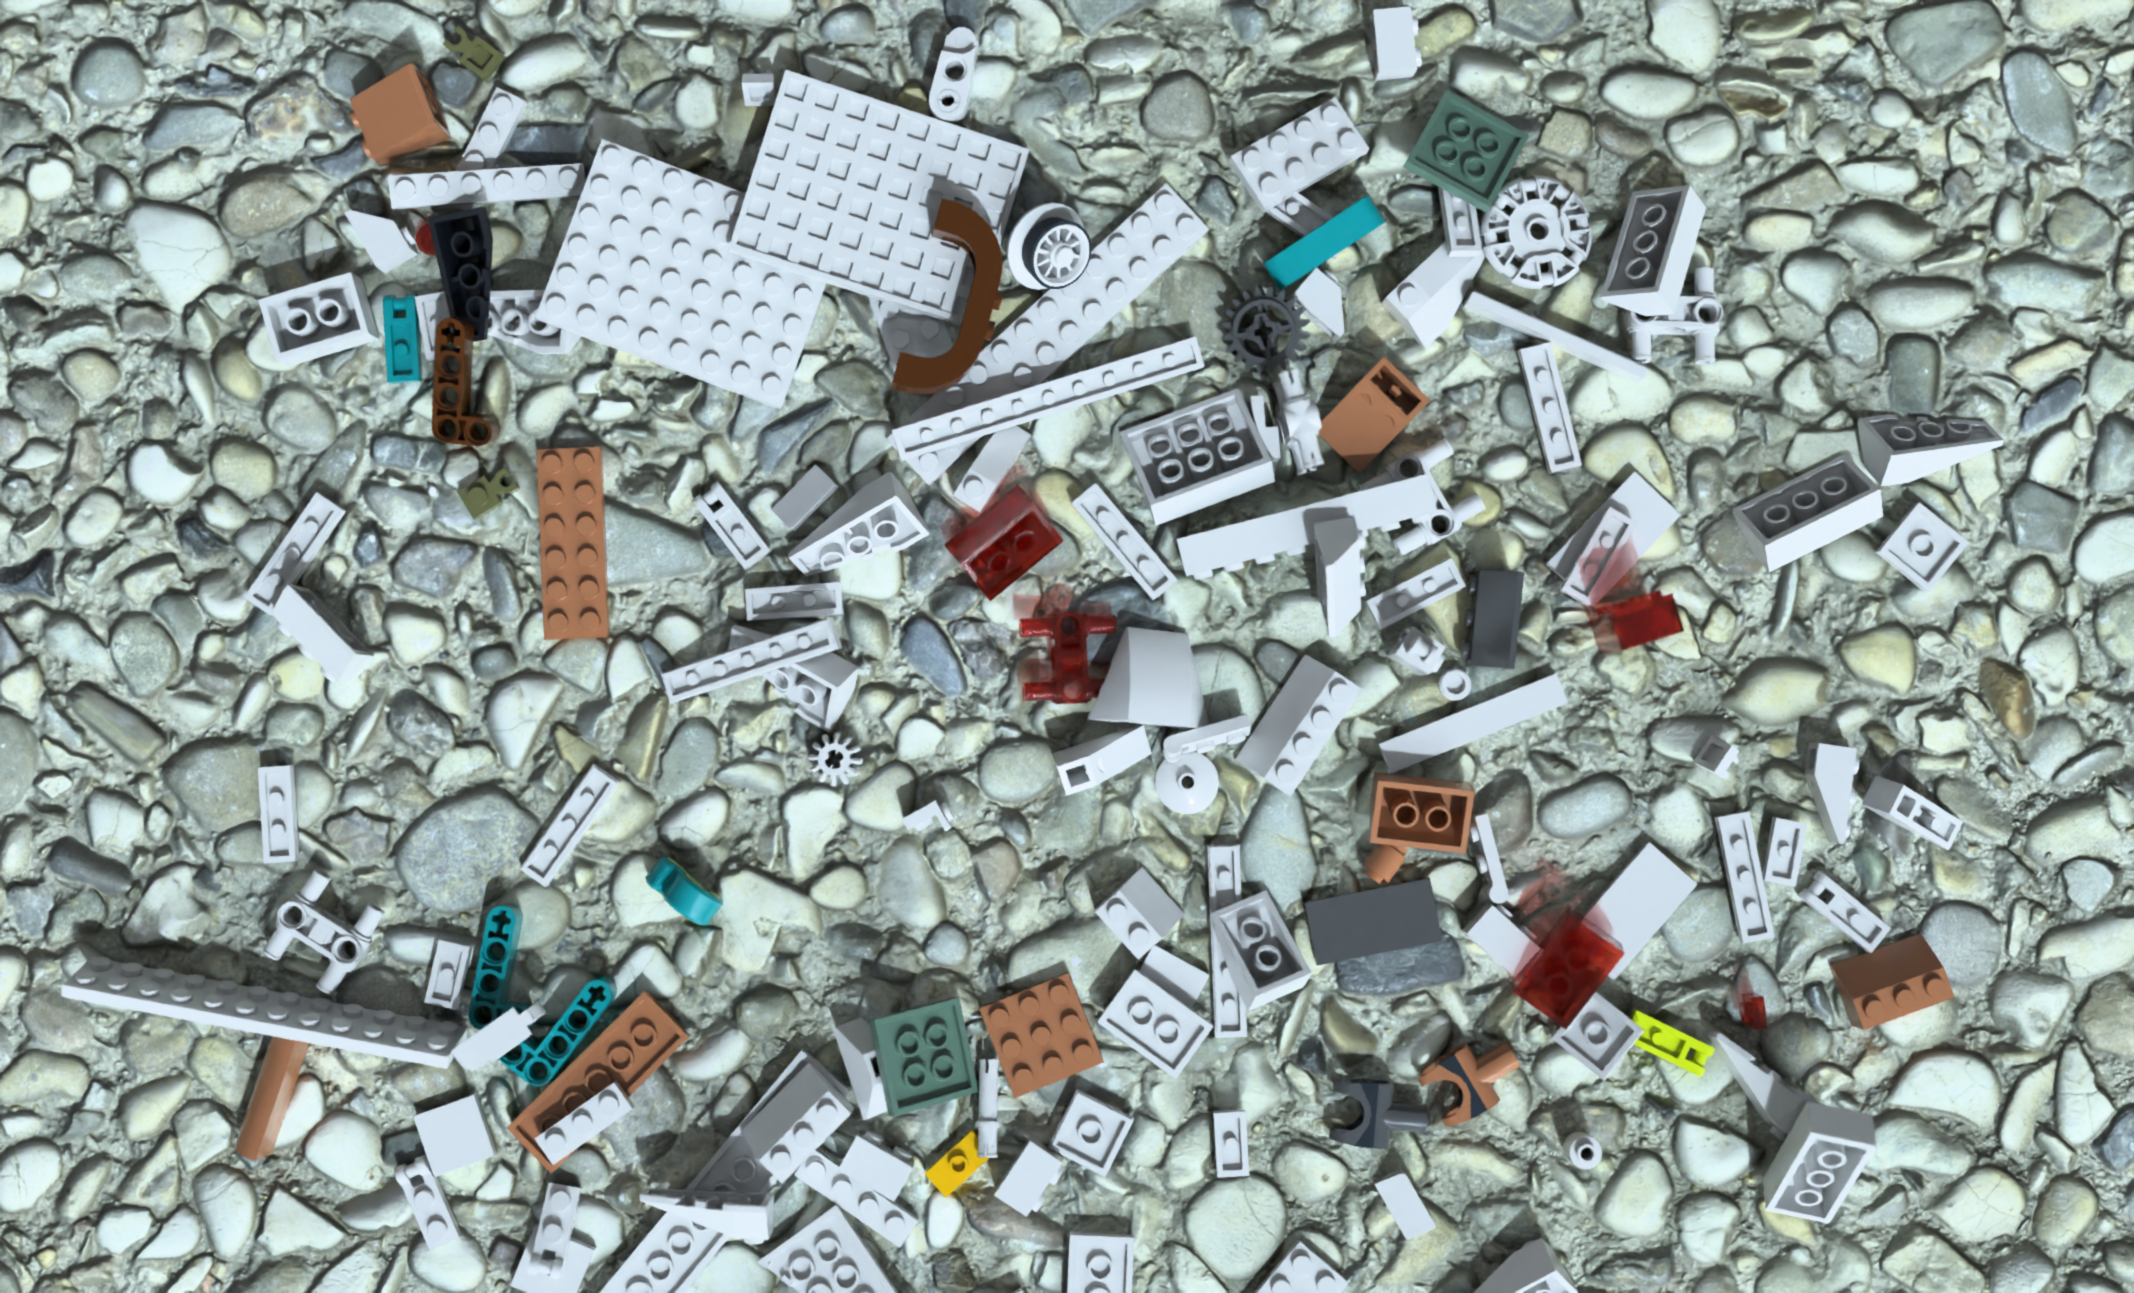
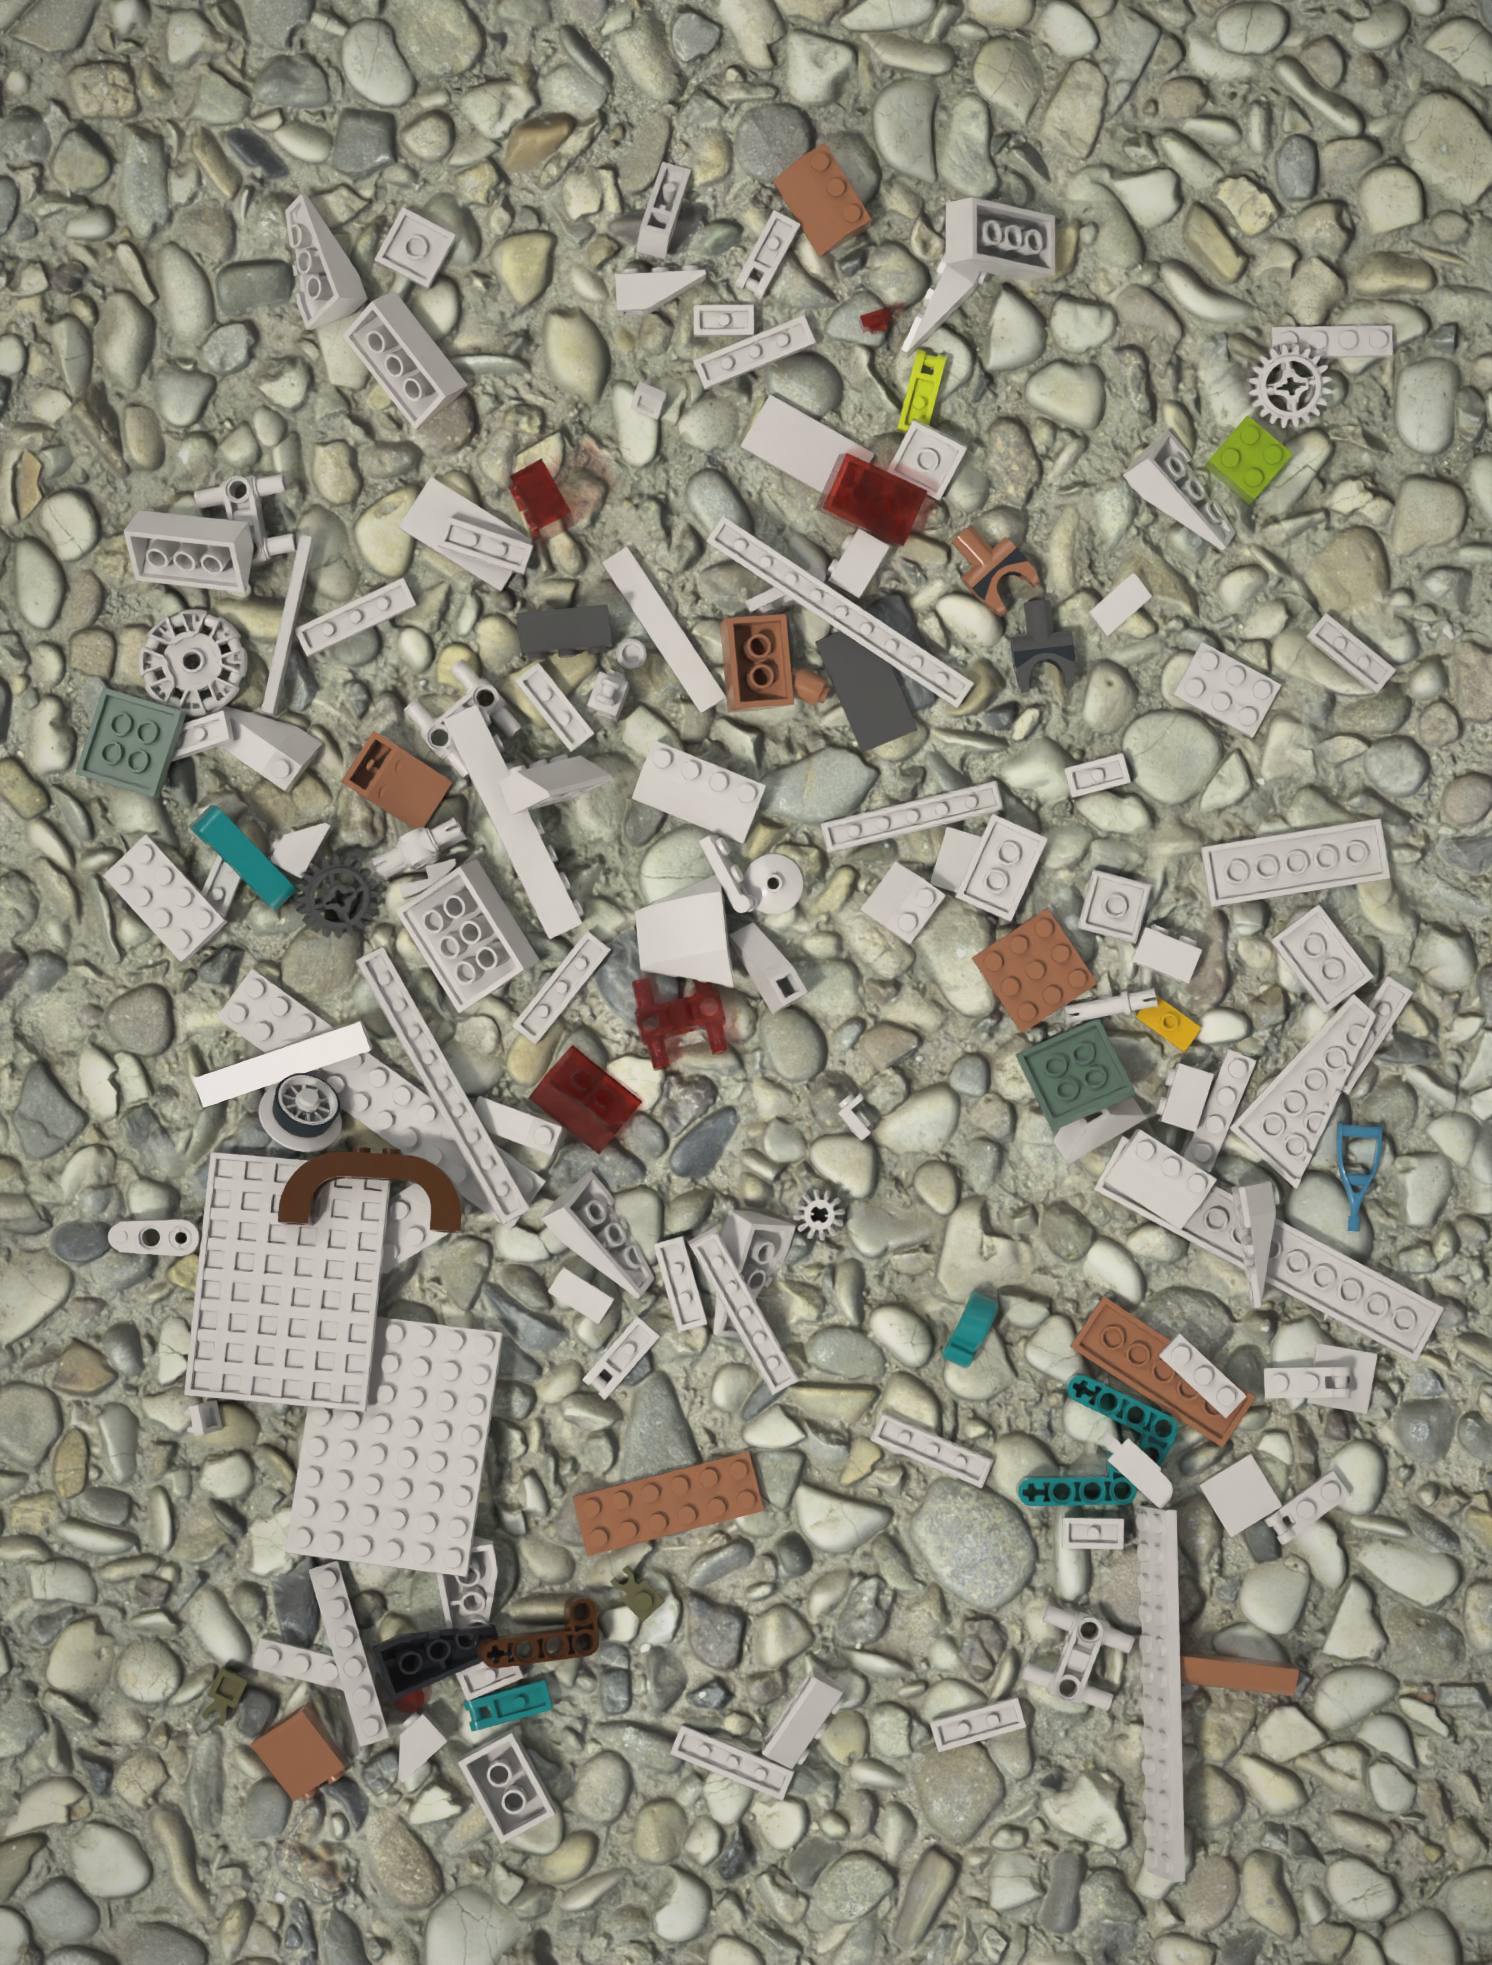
camera: 105 degrees left, 0 degrees up
(1105, 239) = (283, 1062): none -> white tile
(1259, 950) = (914, 785): white slope -> none
(1394, 43) = (41, 831): white brick -> none
(1457, 909) = (839, 611): none -> white plate
(1576, 1143) = (1030, 460): white brick -> none

